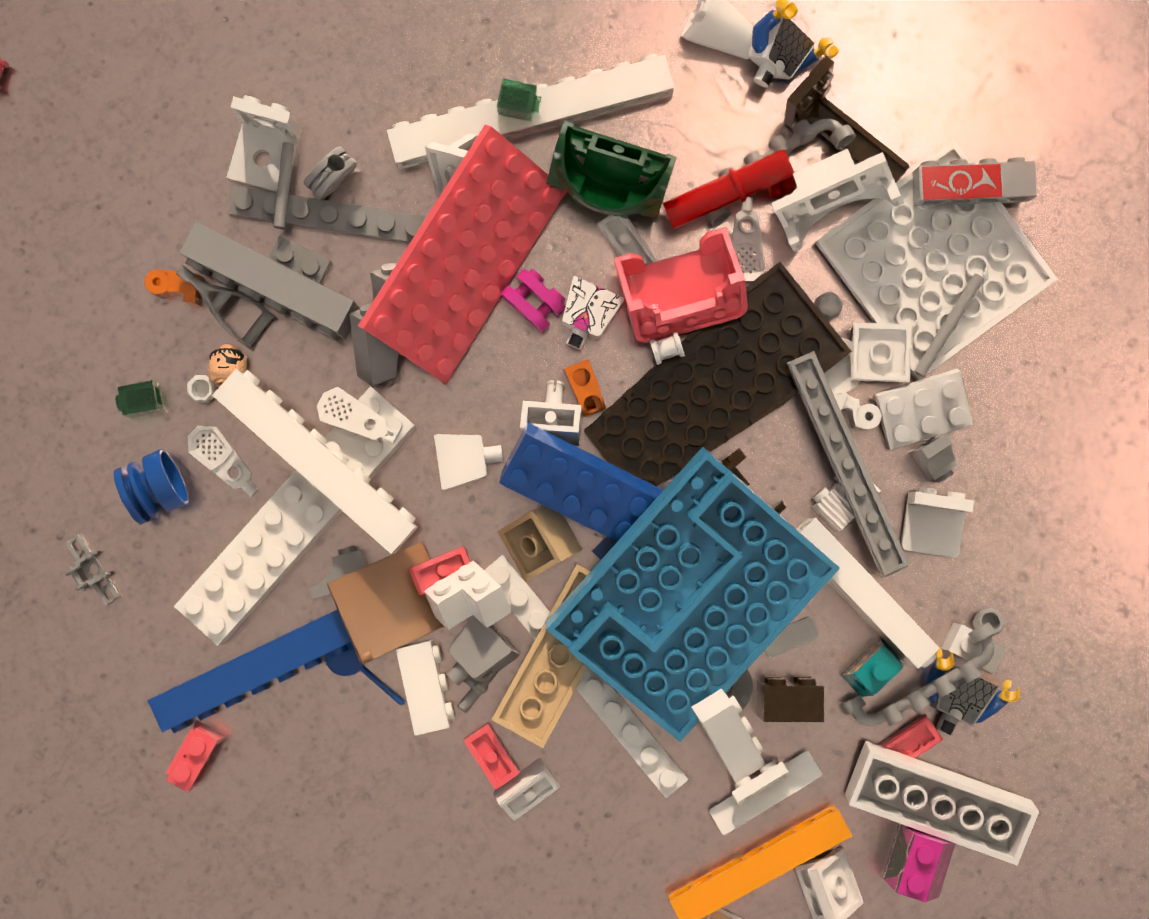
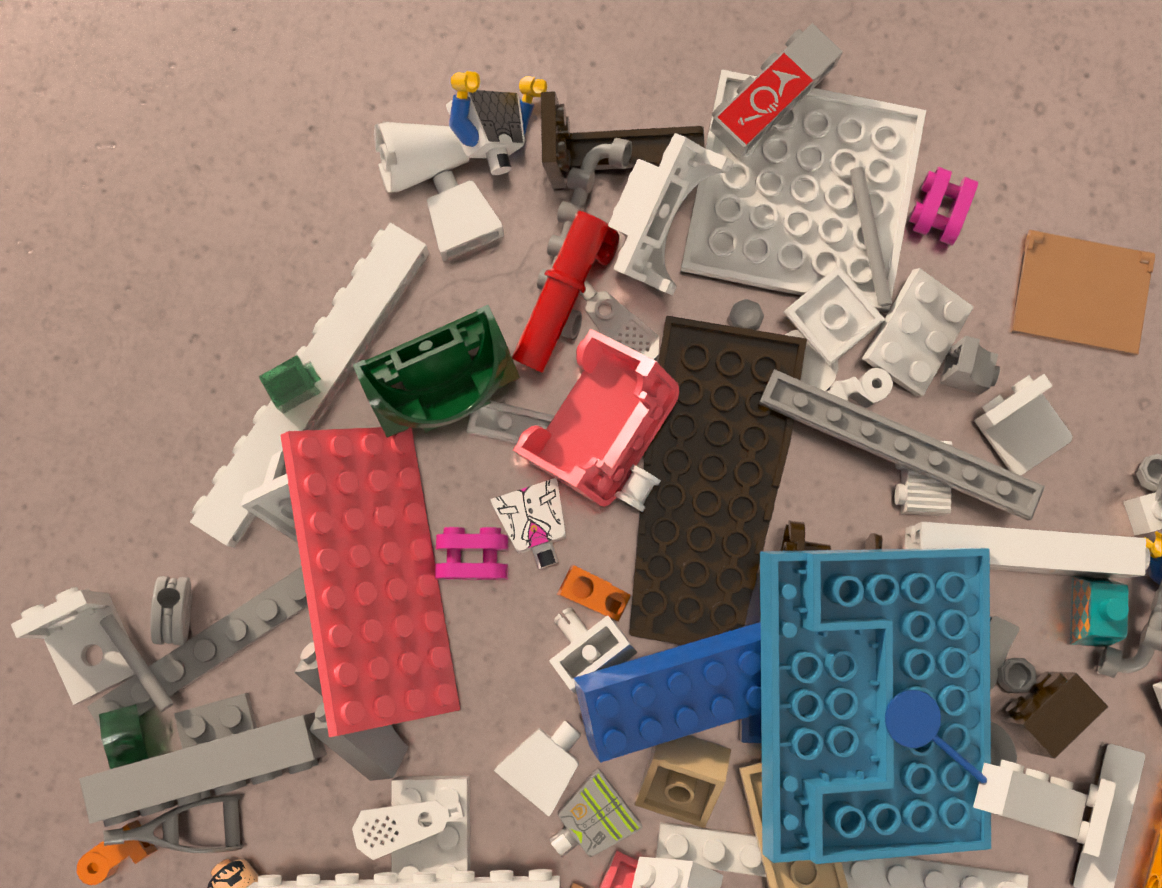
camera: 40 degrees left, 5 degrees down
(239, 220) = (123, 736): none -> clear green brick
(467, 515) = (594, 818): none -> light grey torso
(703, 625) = (915, 720): none -> blue piece
(711, 89) = (461, 217): none -> white torso
(790, 662) = (1016, 675): none -> light grey tile
(1019, 331) = (925, 213): none -> dark pink brick
(1049, 477) = (1083, 292): none -> medium nougat piece

